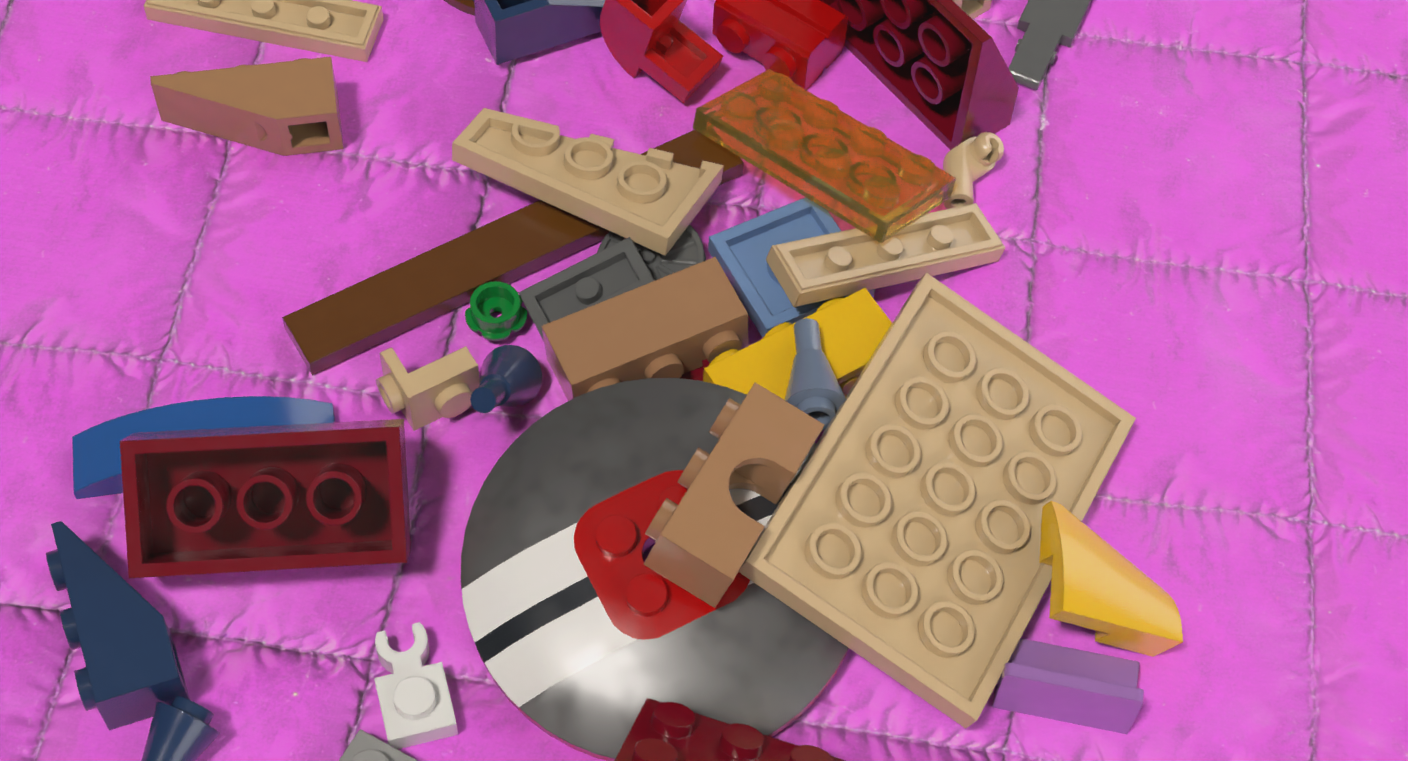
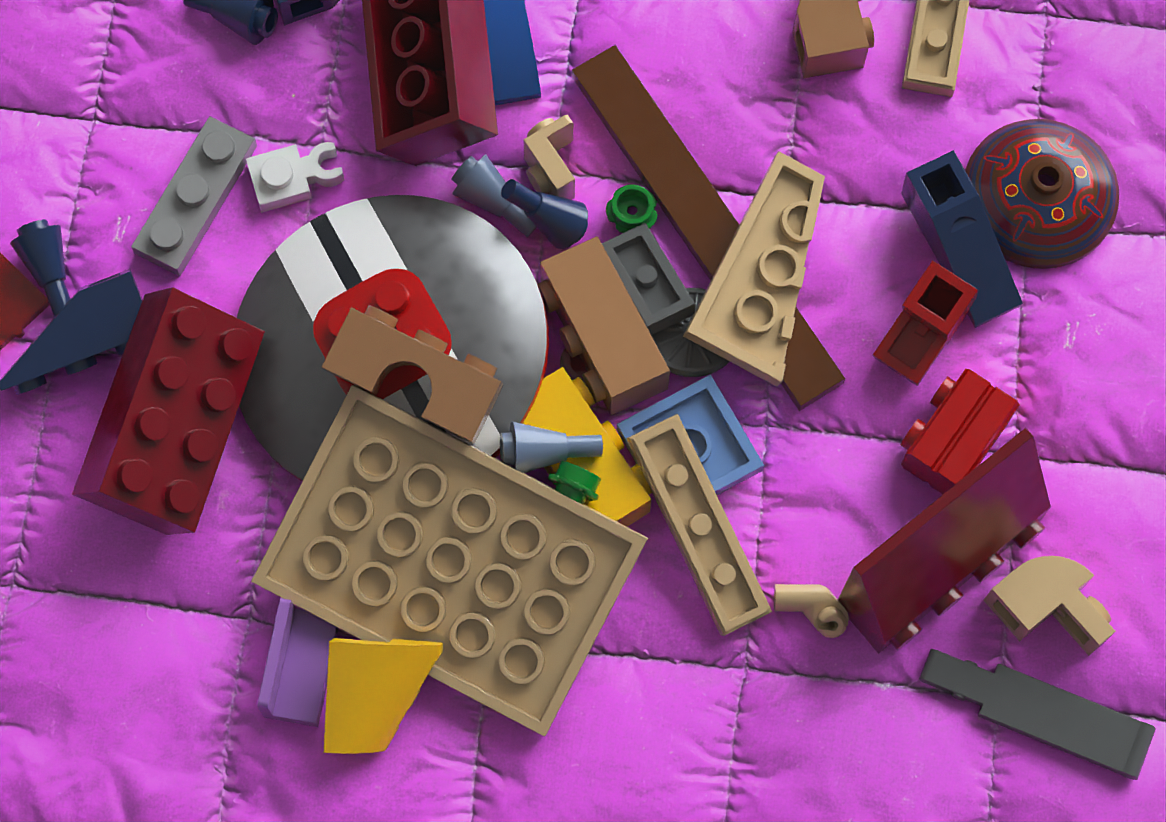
camera: 90 degrees right, 15 degrees up
(453, 463) = (482, 186): none -> sand blue cone
(825, 154) = (804, 470): clear yellow plate -> none
(855, 348) = (575, 482): none -> green plate

